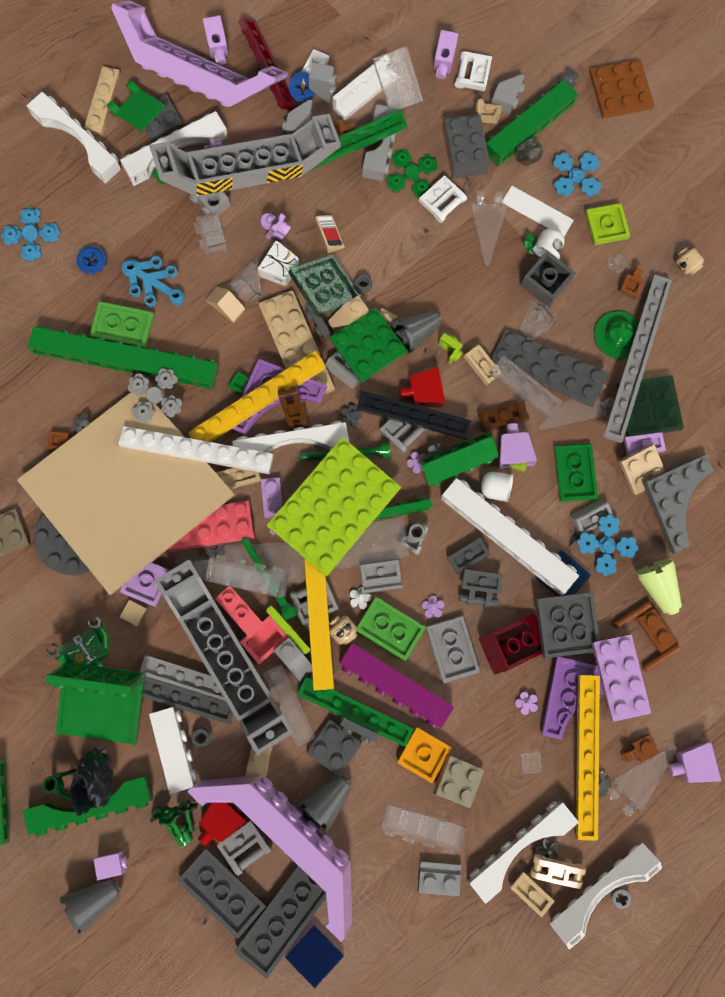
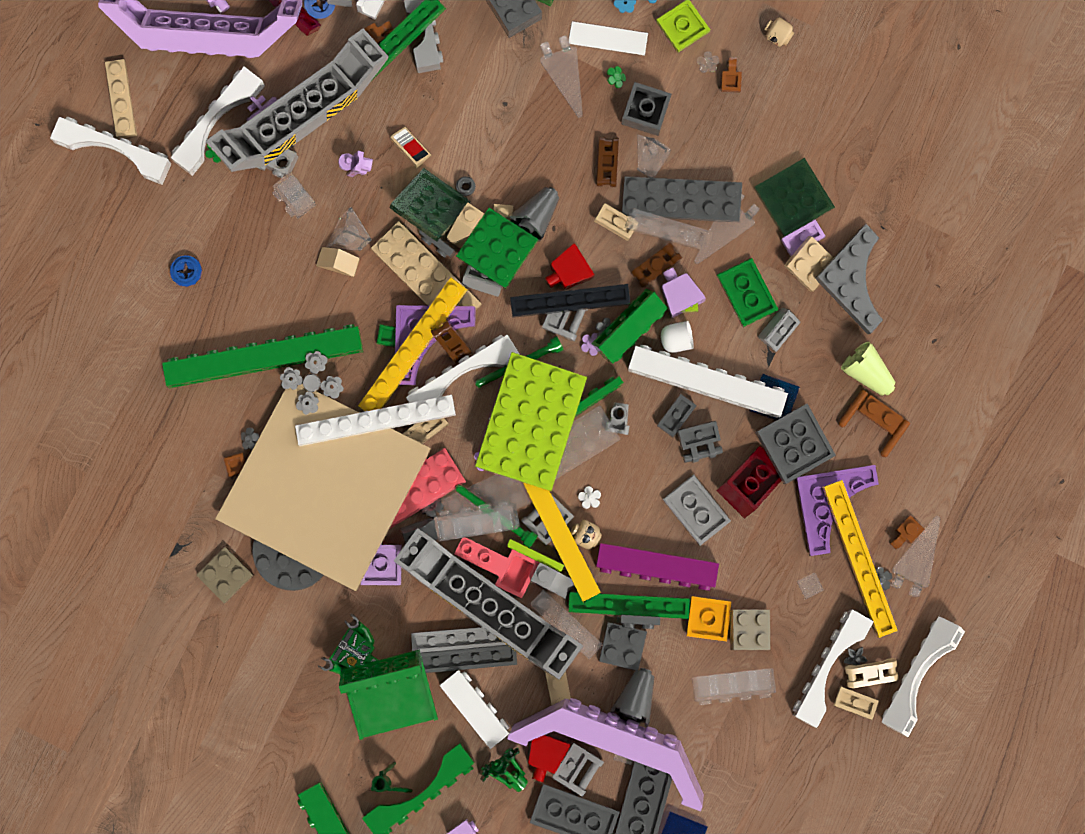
camera: 20 degrees left, 5 degrees up
(30, 233) = (112, 268): dark azure plant -> none
(92, 781) = (414, 766): black head -> none
(122, 324) = (246, 324): bright green plate -> none
(133, 613) = (381, 599): tan tile -> none
(138, 108) = (164, 94): green flag -> none
(151, 279) = (253, 267): dark azure plant -> none
(165, 121) = (186, 93): dark grey plate -> none
(194, 737) = (491, 692): dark grey plate -> none
(271, 496) = (465, 435): lavender plate -> none
(277, 264) = (374, 200): white torso -> none
(298, 117) = (330, 41): light grey slope -> none
(351, 416) = (508, 323): dark grey plant -> none
(381, 576) = (601, 469): light grey plate -> none
(390, 629) = (630, 515): bright green plate -> none
(411, 172) = (466, 49): green plant -> none
(433, 607) = (662, 478): lavender plant -> none
(439, 878) = (767, 723): light grey plate -> none
(440, 193) = (502, 64): white plate -> none
(452, 345) = (577, 213): lime bracket -> none
(495, 311) = (607, 161): none -> reddish brown plate
(527, 703) = (785, 531): lavender plant -> none
(549, 241) = (631, 71): white helmet -> none
(607, 545) = (804, 351): dark azure plant -> none
(615, 334) = (737, 136): green hat -> none
(621, 678) = (863, 473): lavender plate -> none
(623, 892) = (938, 680): light grey bush -> none
(637, 359) = (764, 154): light grey plate -> none
(696, 764) = (962, 525): lavender torso -> none

